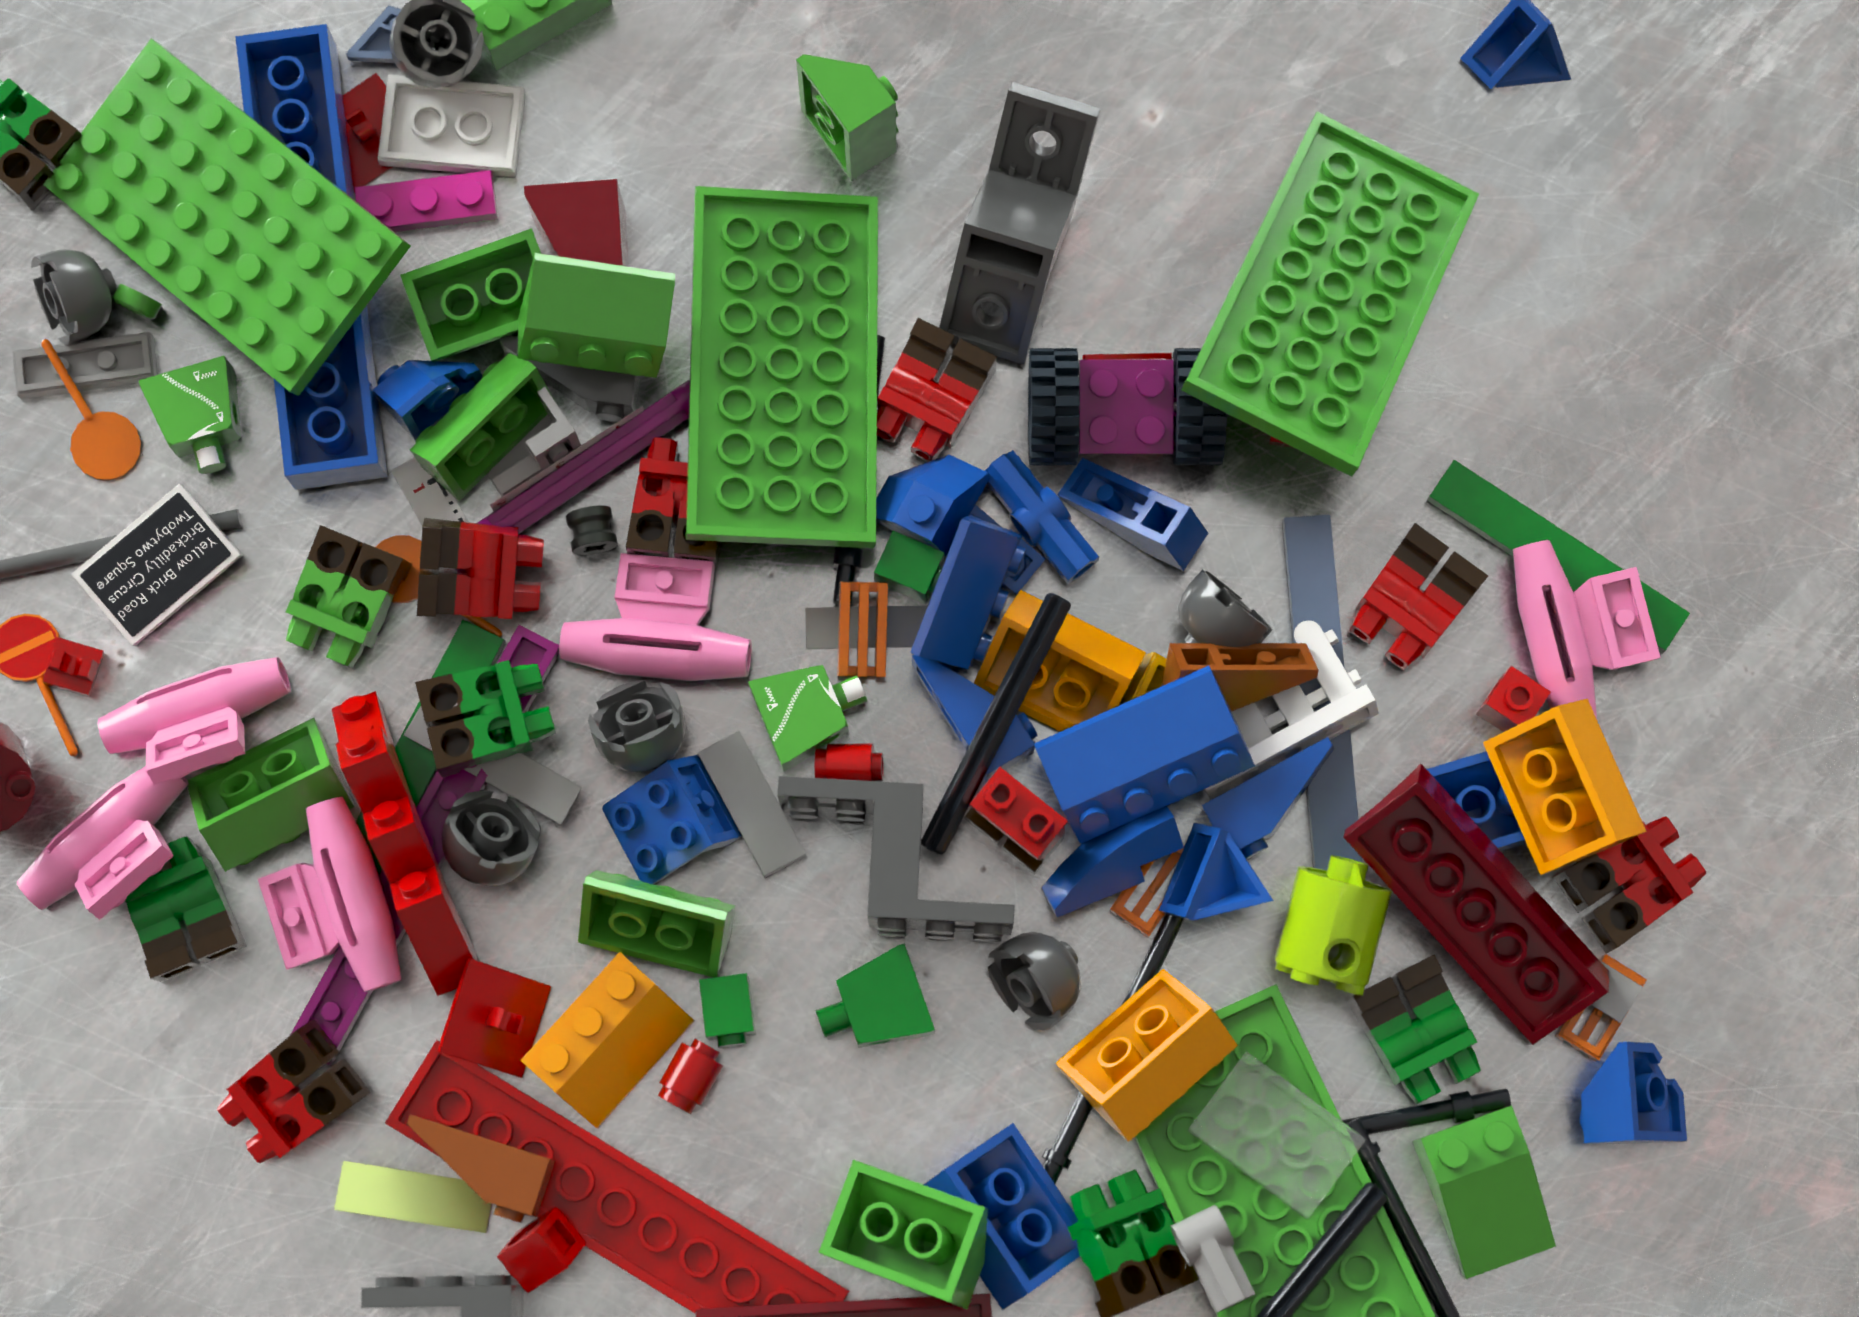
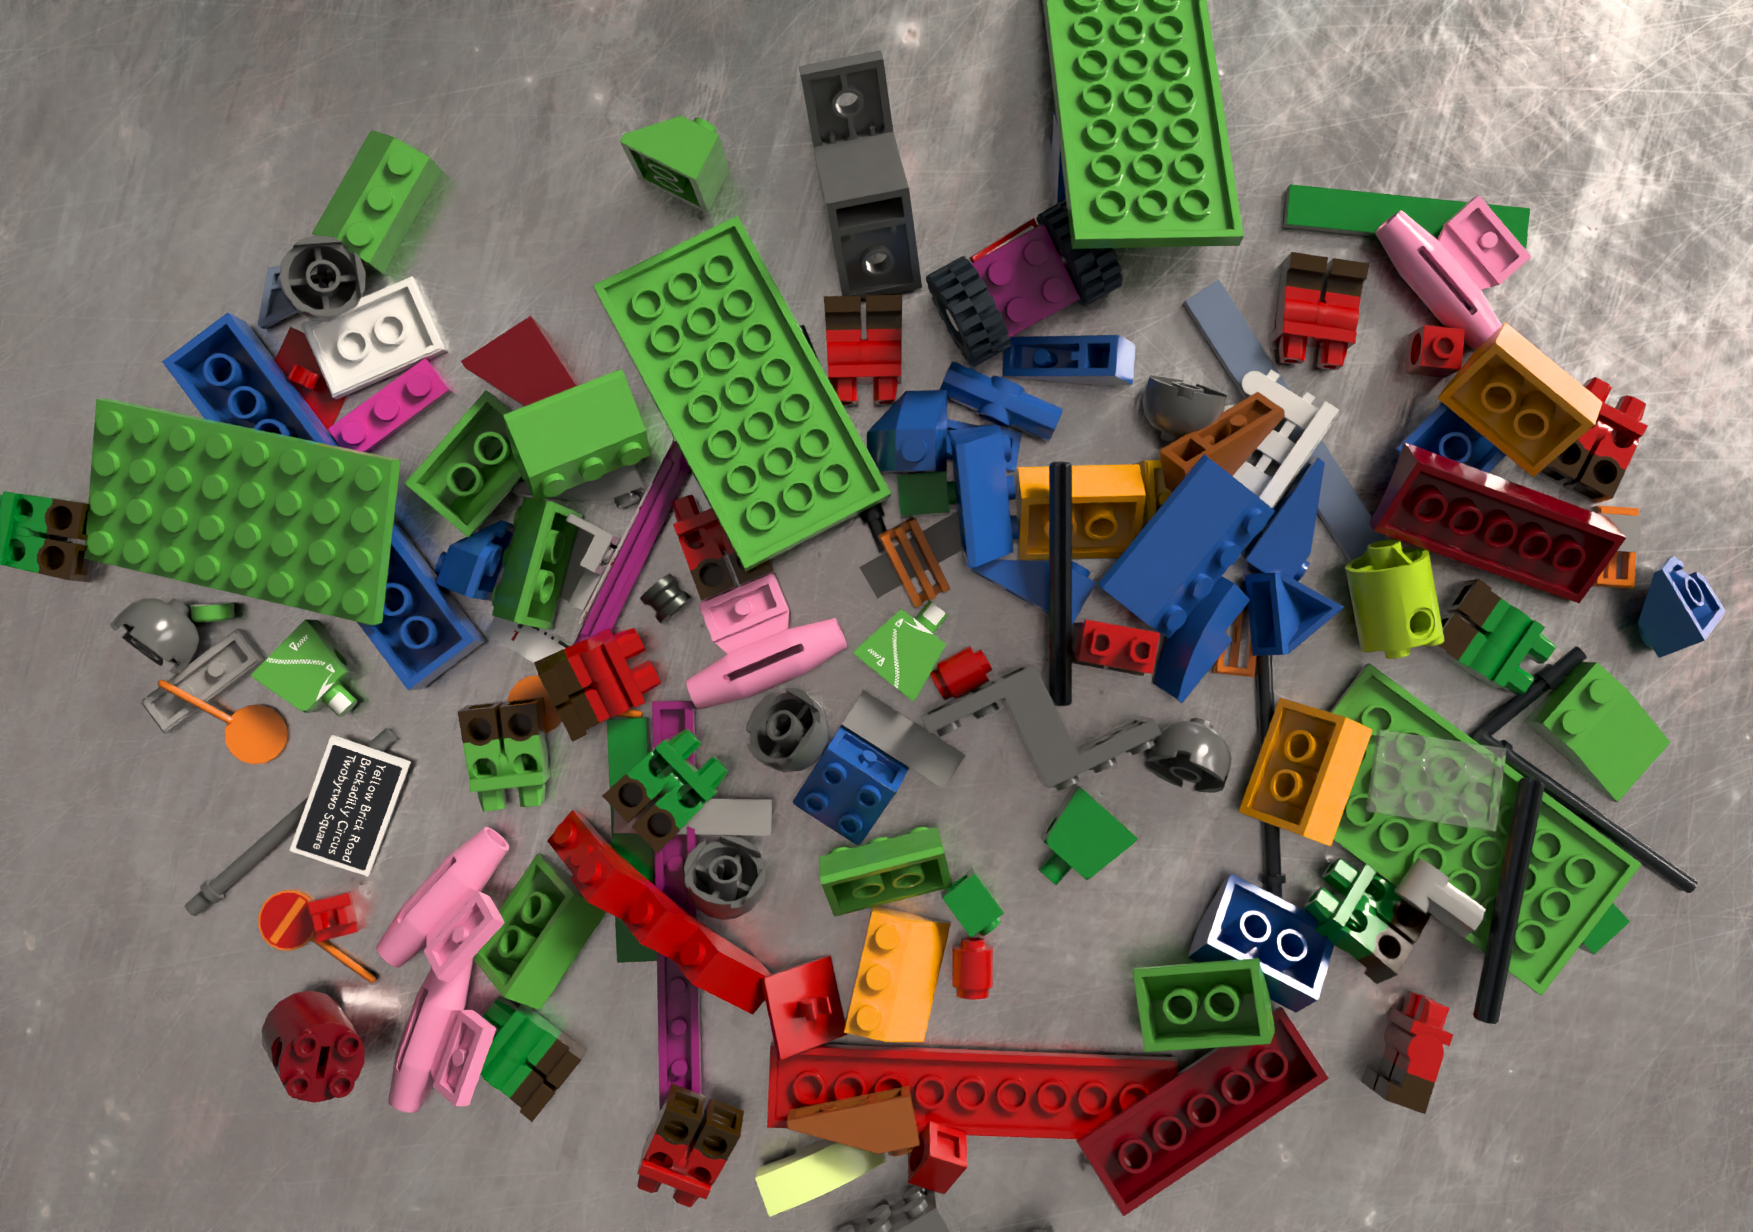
camera: 25 degrees left, 10 degrees up
(334, 901) = (636, 989): bright pink plate -> none

